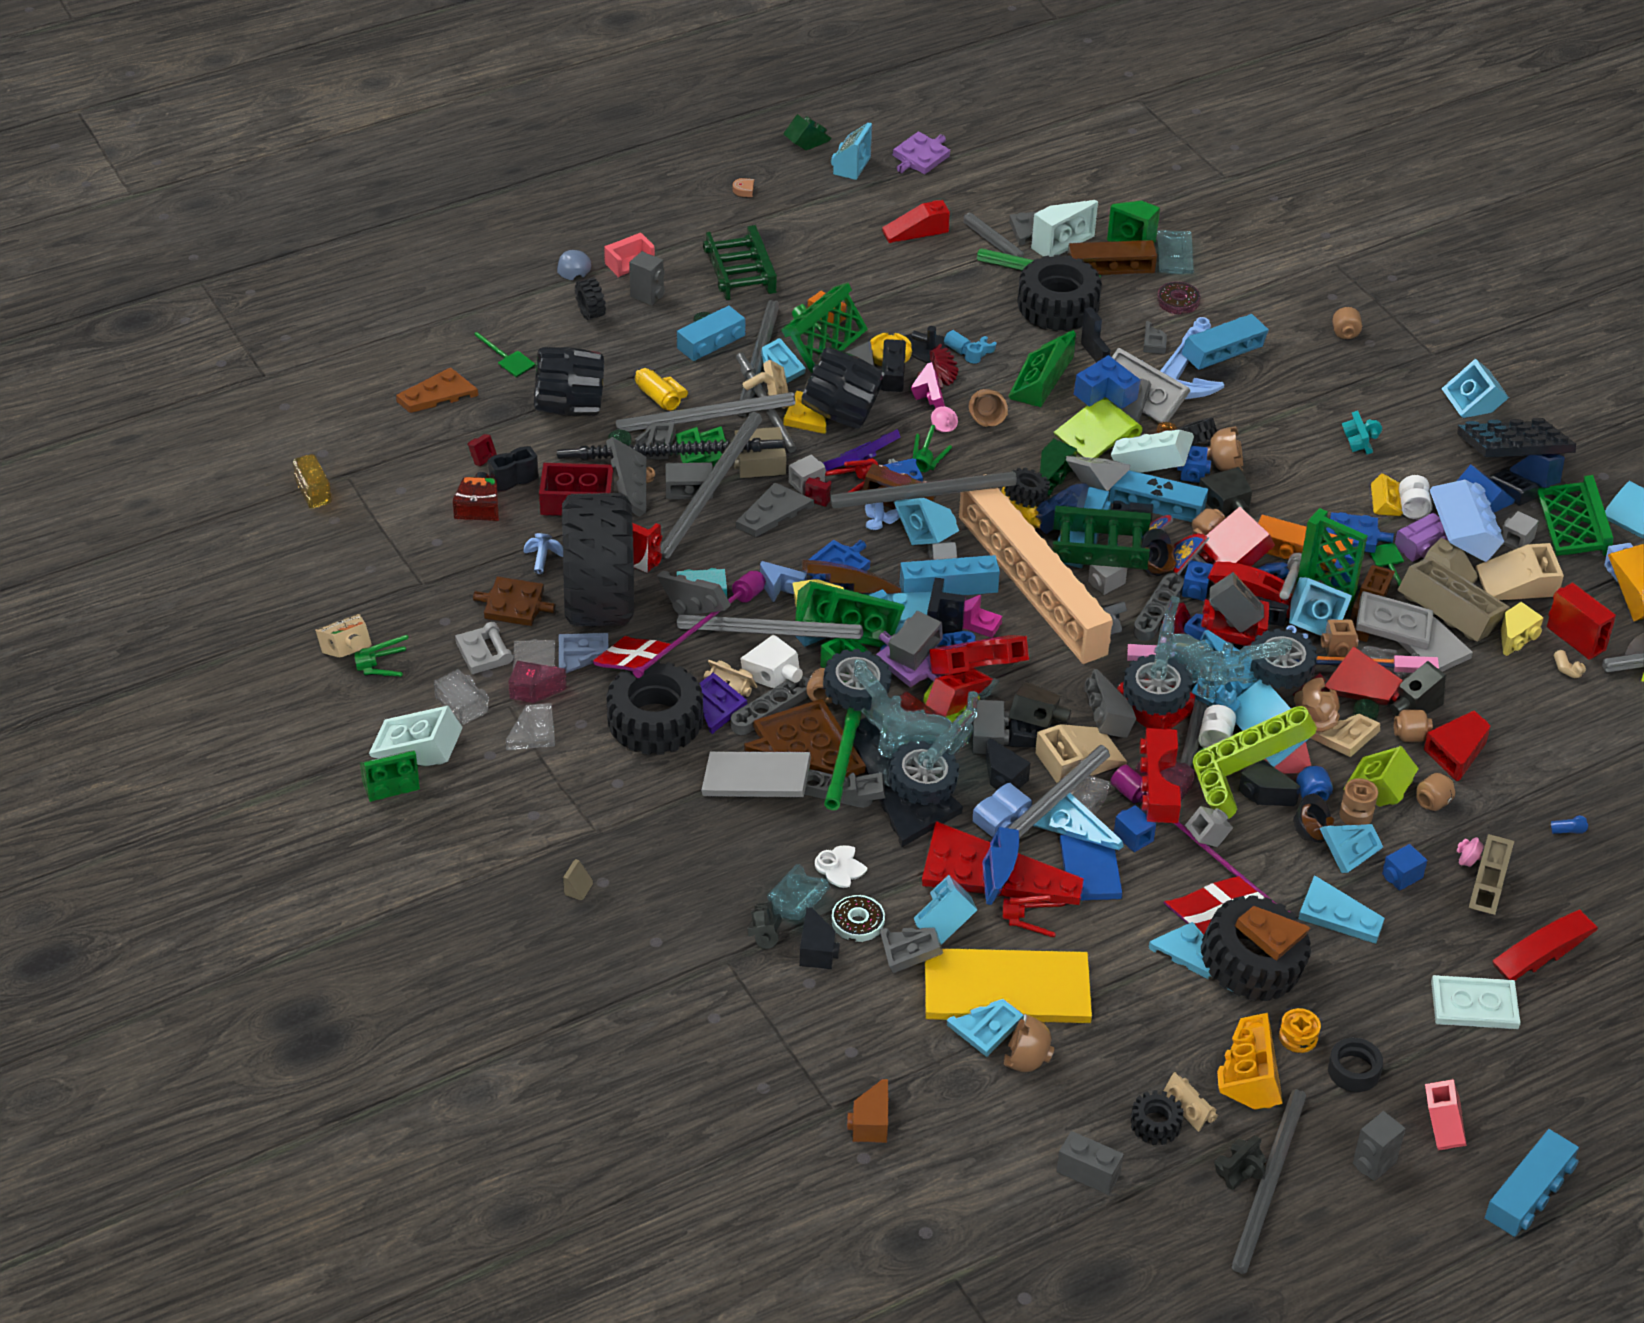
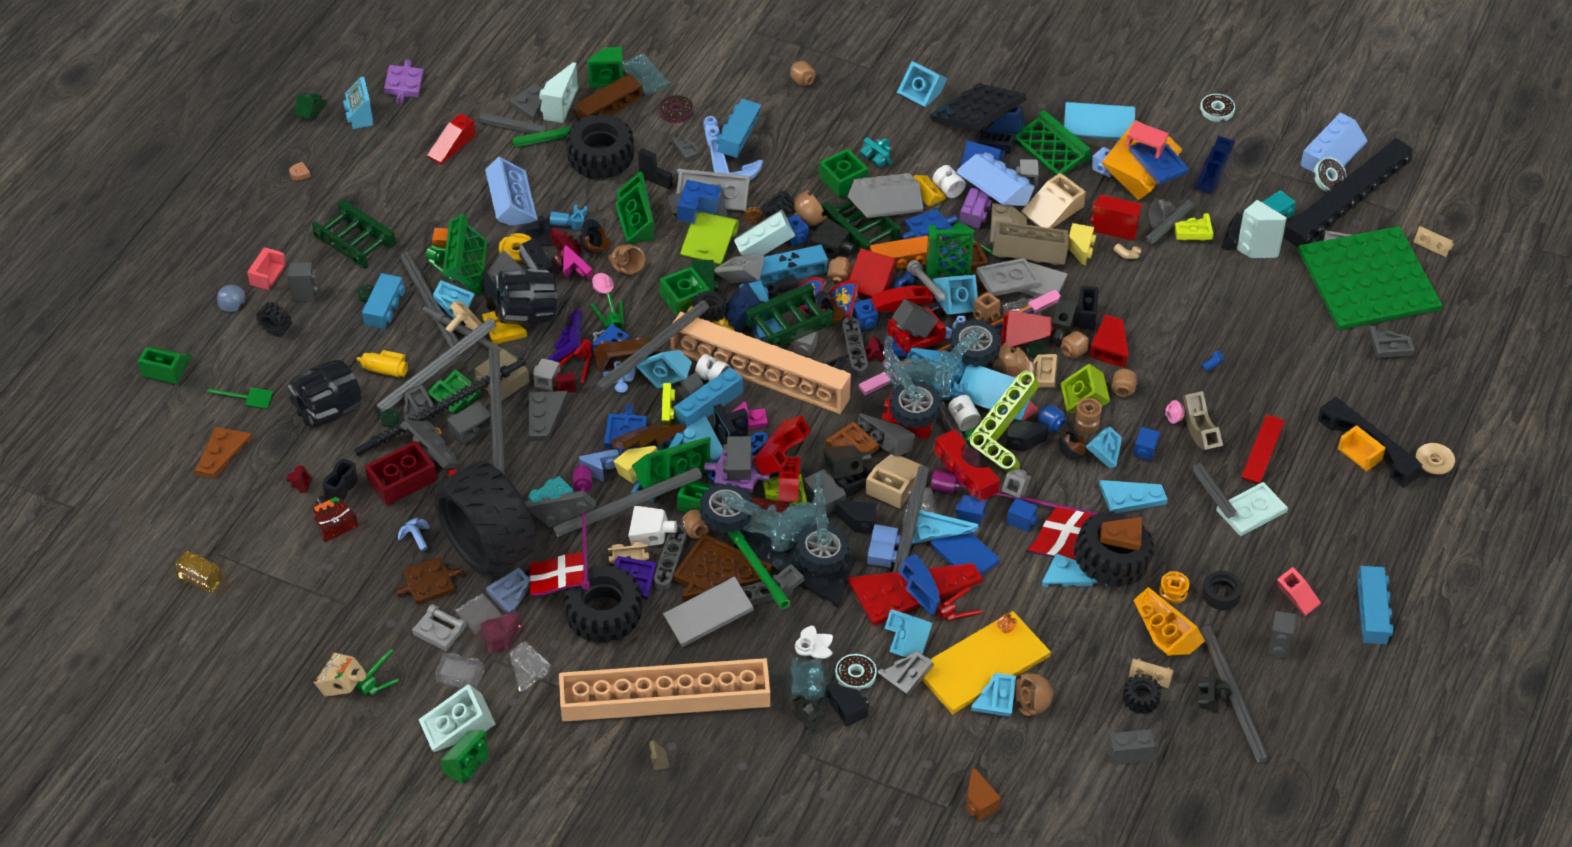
camera: 35 degrees left, 5 degrees up
(455, 289) = (163, 363): none -> green slope
(640, 821) = (664, 689): none -> light nougat brick
(904, 551) = (668, 397): none -> neon yellow wing
(930, 295) = (510, 193): none -> light blue slope
(972, 371) = (593, 237): none -> black piece
(977, 544) = (710, 368): none -> white wheel
(1019, 454) = (680, 289): none -> green slope
(1064, 957) = (1006, 622): none -> clear orange bush
(1072, 691) = (855, 436): none -> dark orange wing
(1188, 862) = (1022, 515): none -> blue brick
(1258, 499) = (890, 228): none -> dark green fence
(1300, 434) = (841, 170): none -> green brick
(1325, 474) = (886, 195): none -> light grey slope
(1442, 956) = (1213, 489): none -> dark grey axle
(1461, 694) = (1087, 307): none -> black brick

